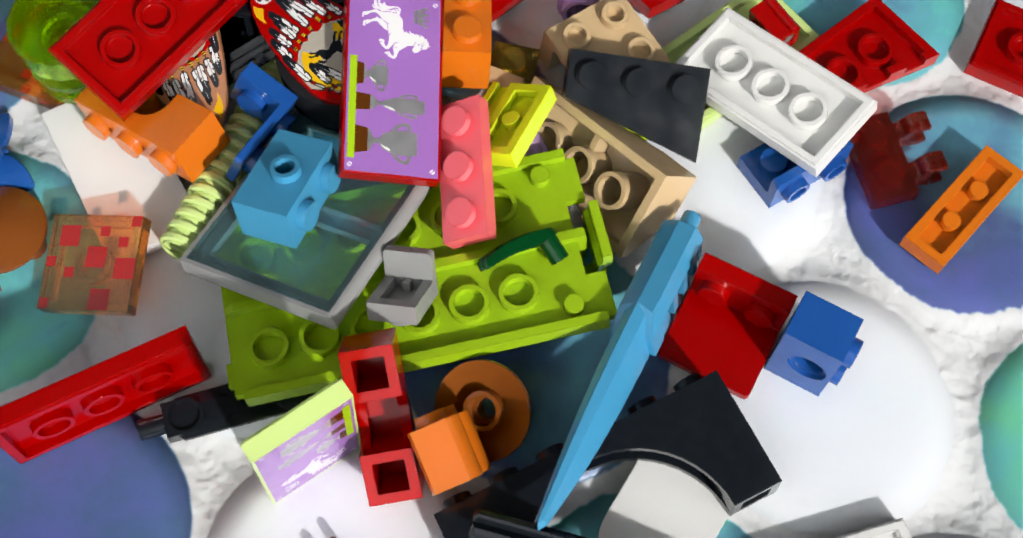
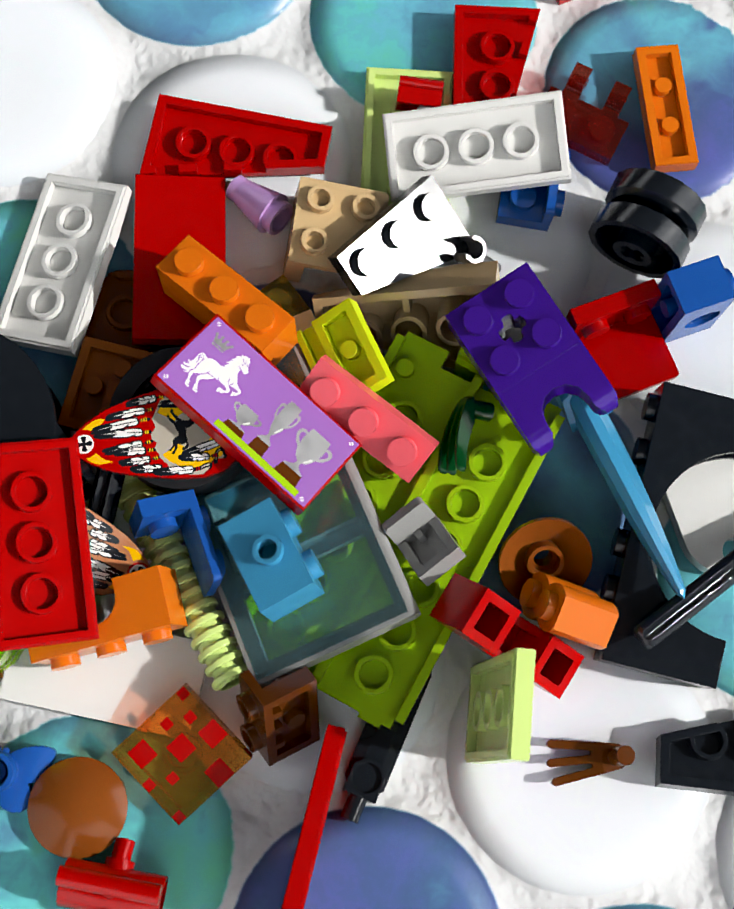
camera: 55 degrees left, 10 degrees up
(177, 297) = (280, 715): none -> reddish brown bracket
(625, 236) = (536, 368): none -> dark purple brick
(688, 162) = (476, 252): none -> flat silver hand
(846, 256) = (647, 222): none -> black wheel

